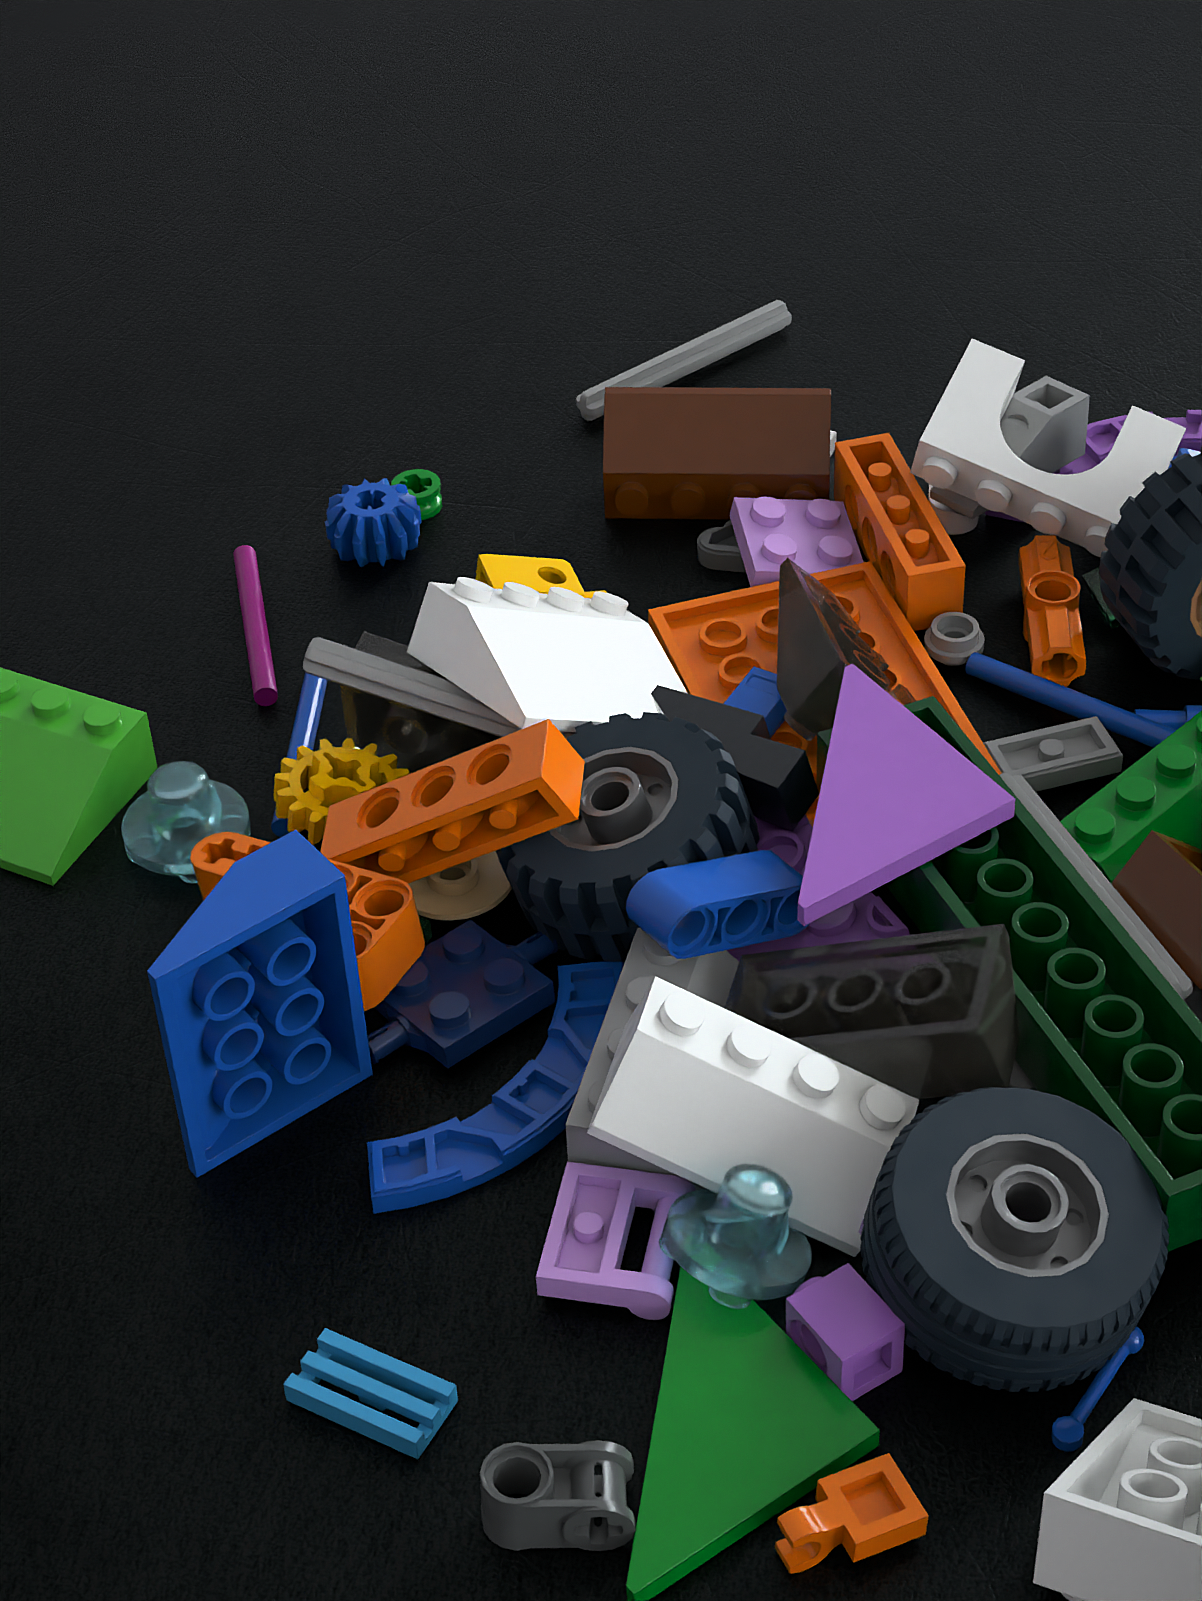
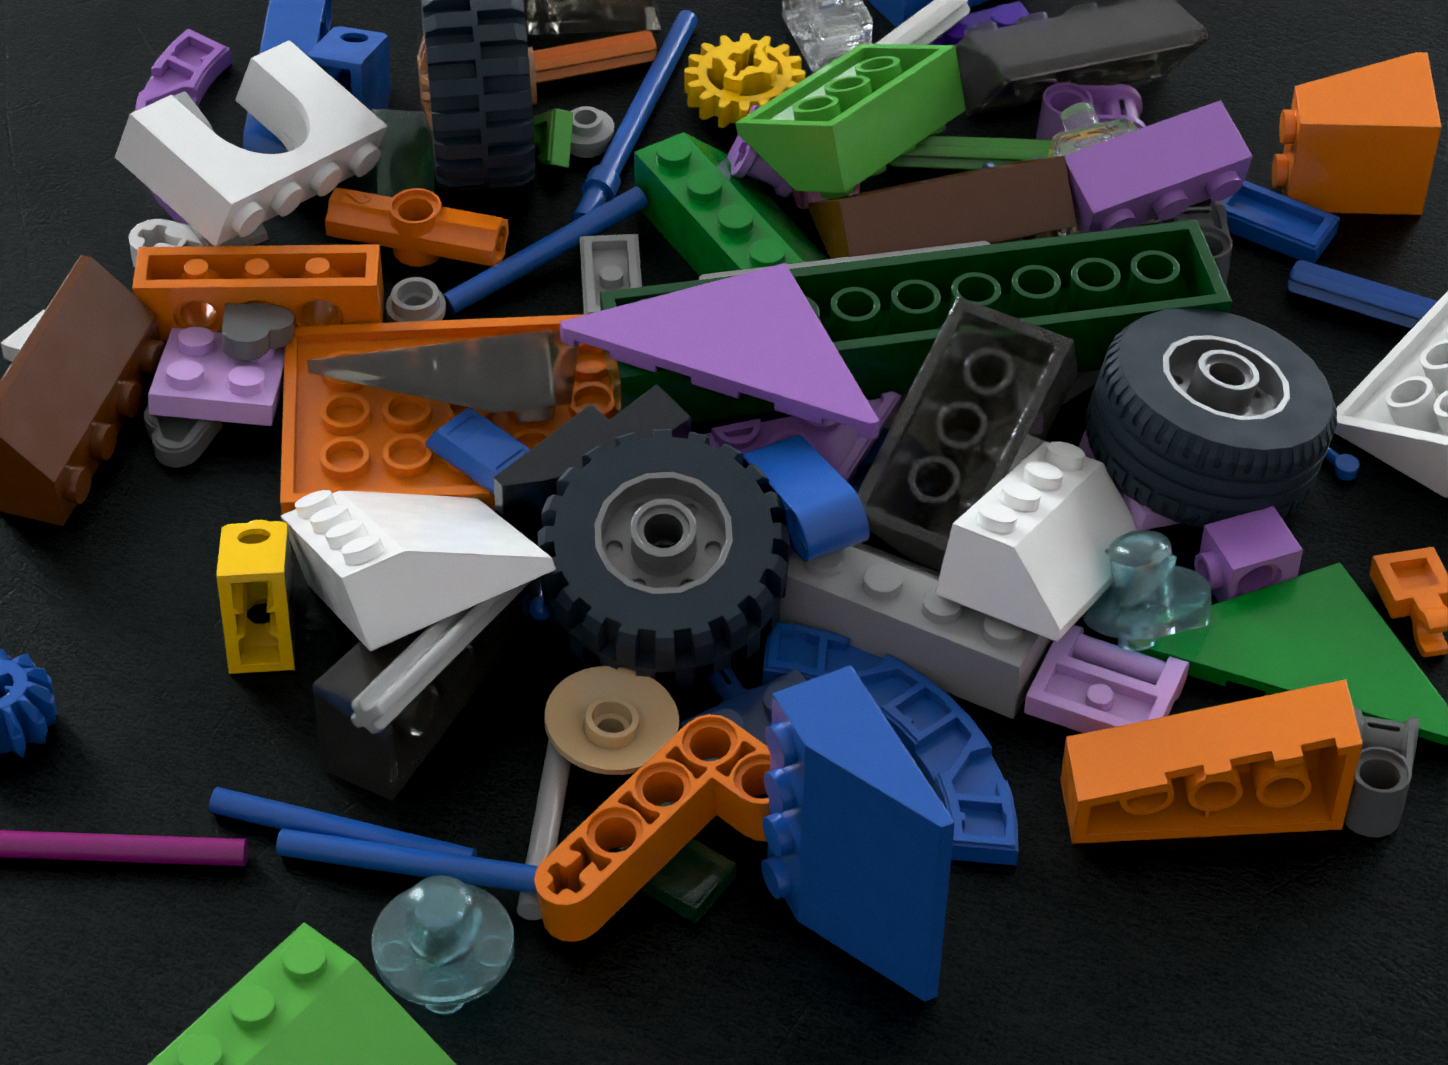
camera: 80 degrees left, 5 degrees up
(272, 752) = (406, 860): none -> blue bar
(331, 777) = (464, 791): yellow gear -> none
(378, 1383) = (1263, 851): dark azure tile -> none
(460, 806) = (629, 554): orange brick -> none
(493, 1323) = (1217, 770): none -> orange wedge
(839, 532) = (255, 329): none -> dark grey tile

